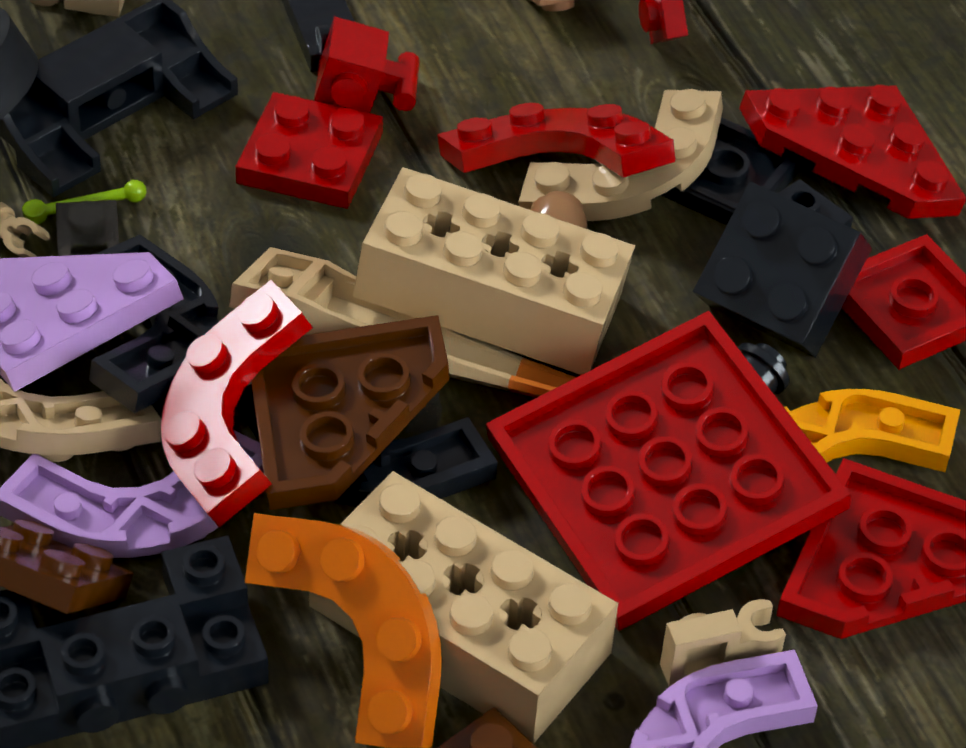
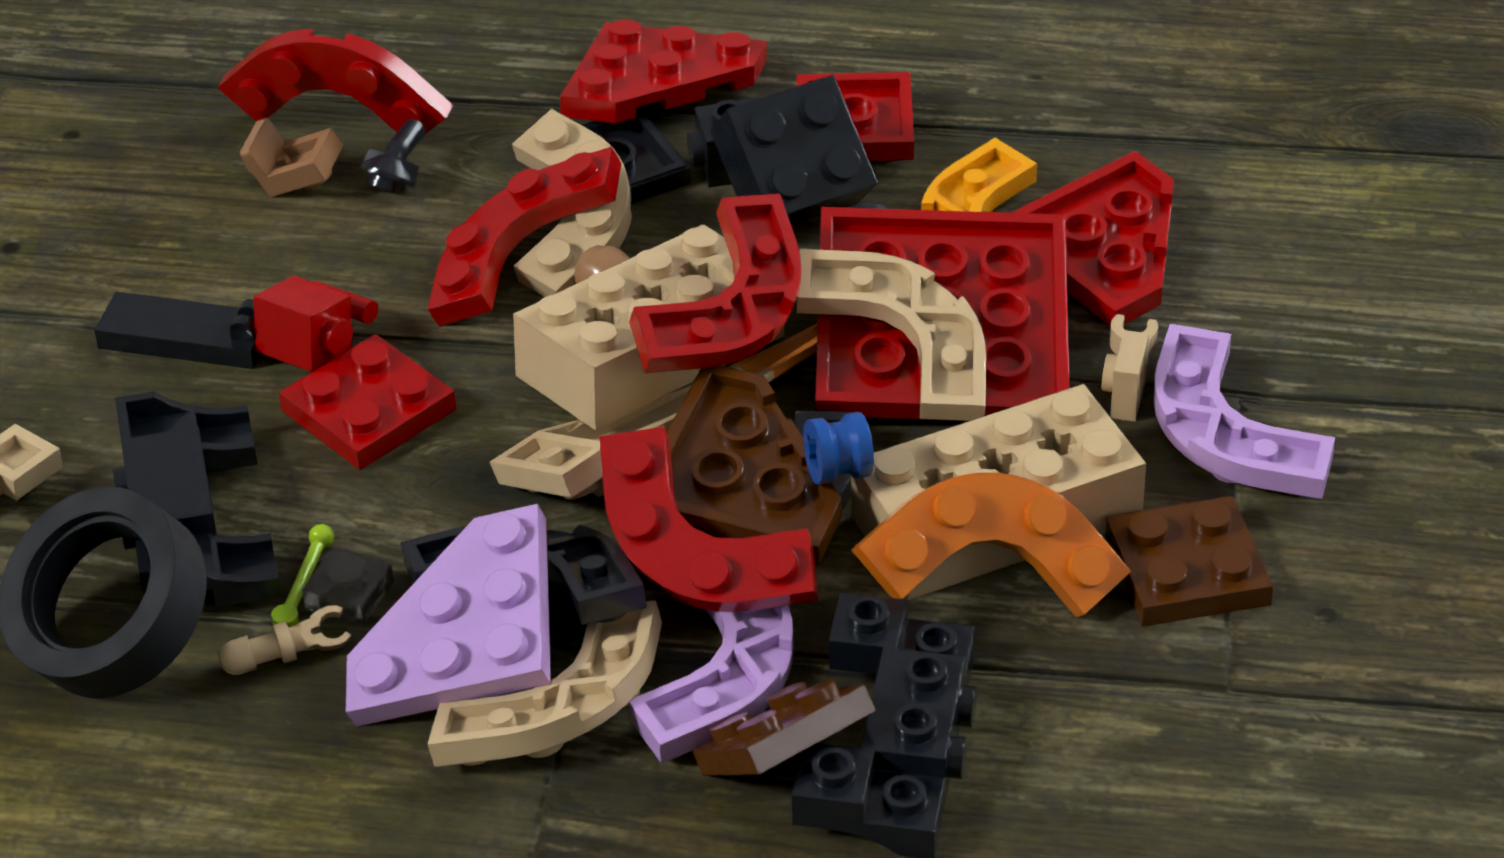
camera: 55 degrees left, 5 degrees down
(366, 445) = (838, 448): none -> blue wheel
(514, 312) = (743, 314): none -> red plate
(586, 34) = (389, 168): none -> black plate
(623, 452) = (909, 299): none -> tan plate

